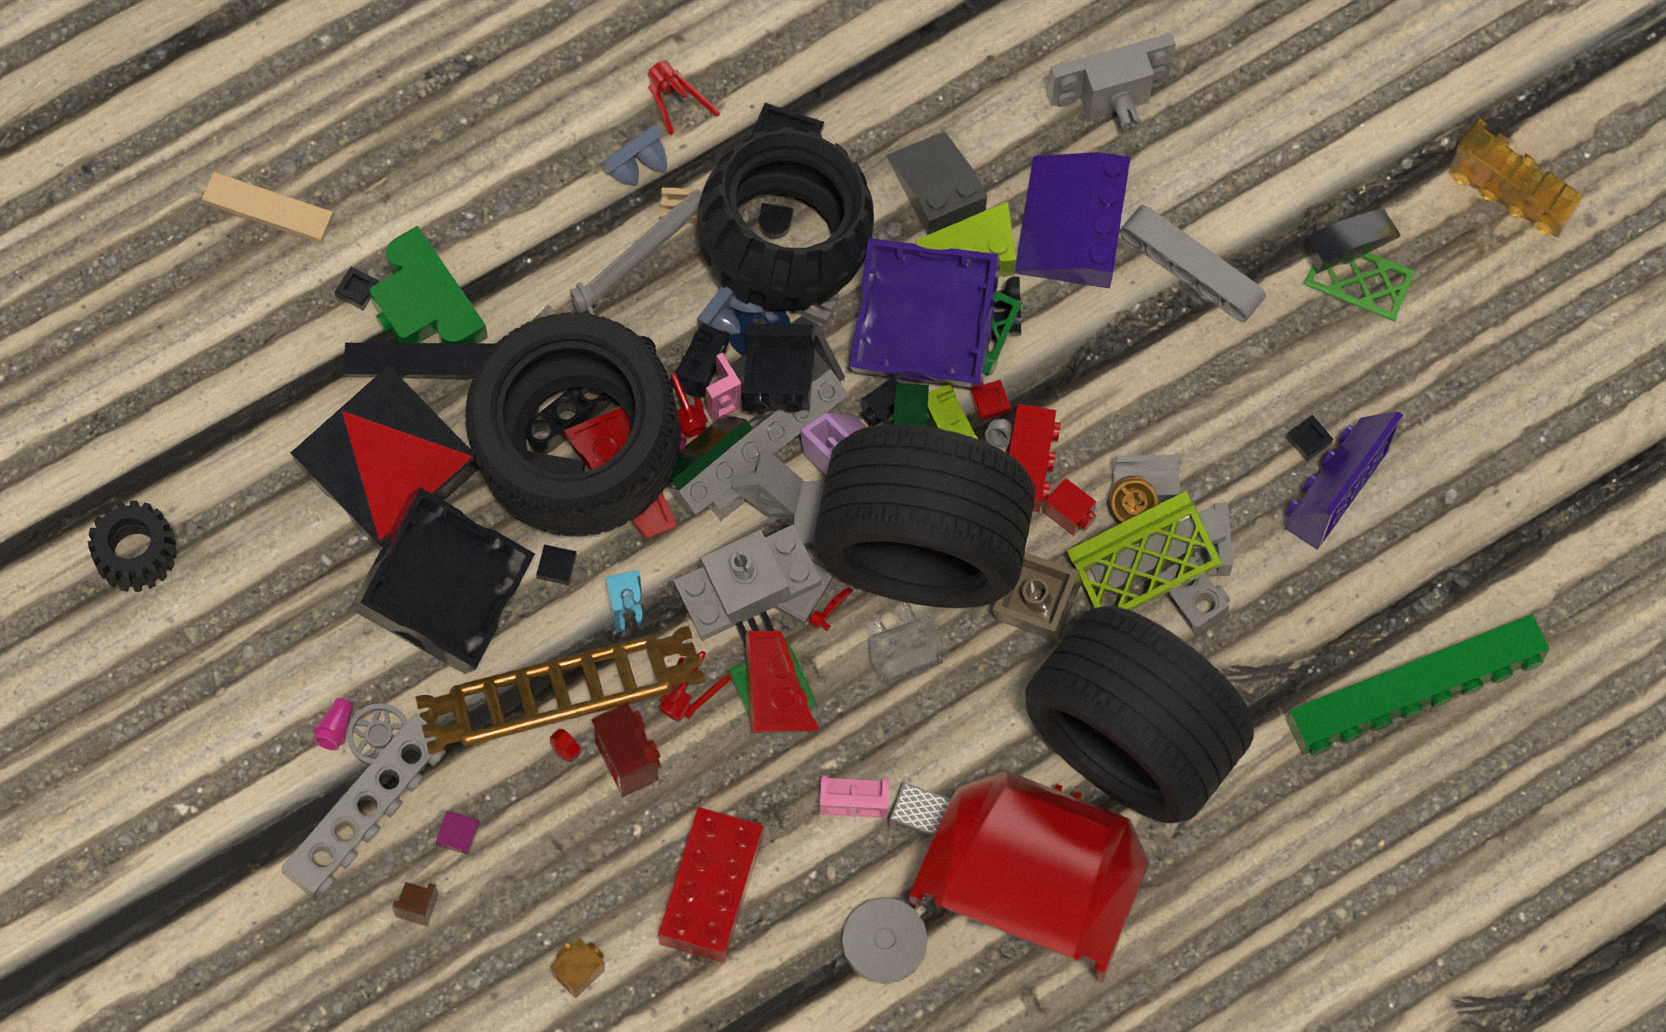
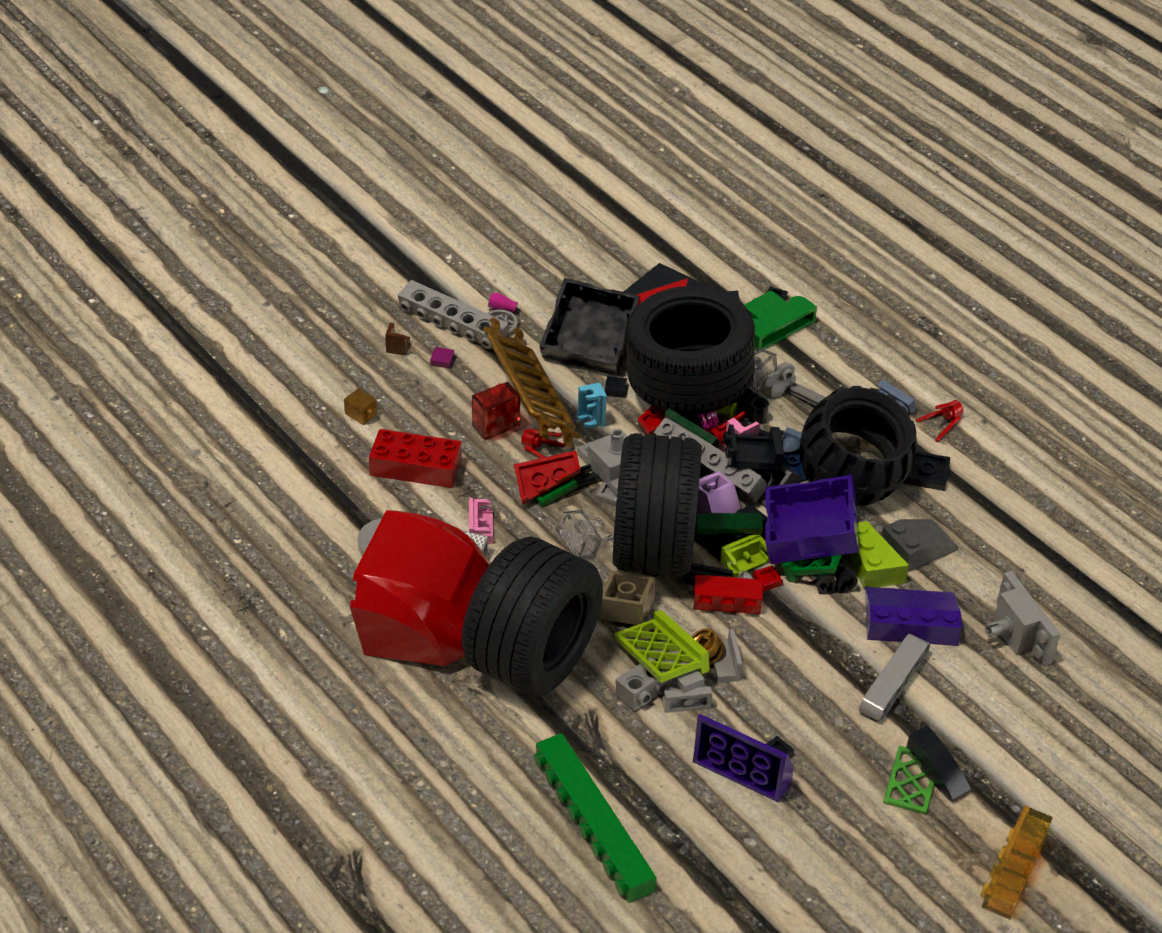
camera: 85 degrees right, 25 degrees down
(125, 522) = (596, 219): black tyre -> none
(267, 207) = (816, 259): tan tile -> none
(818, 619) = (598, 502): red piece -> none
(1070, 507) = (696, 615): red brick -> none

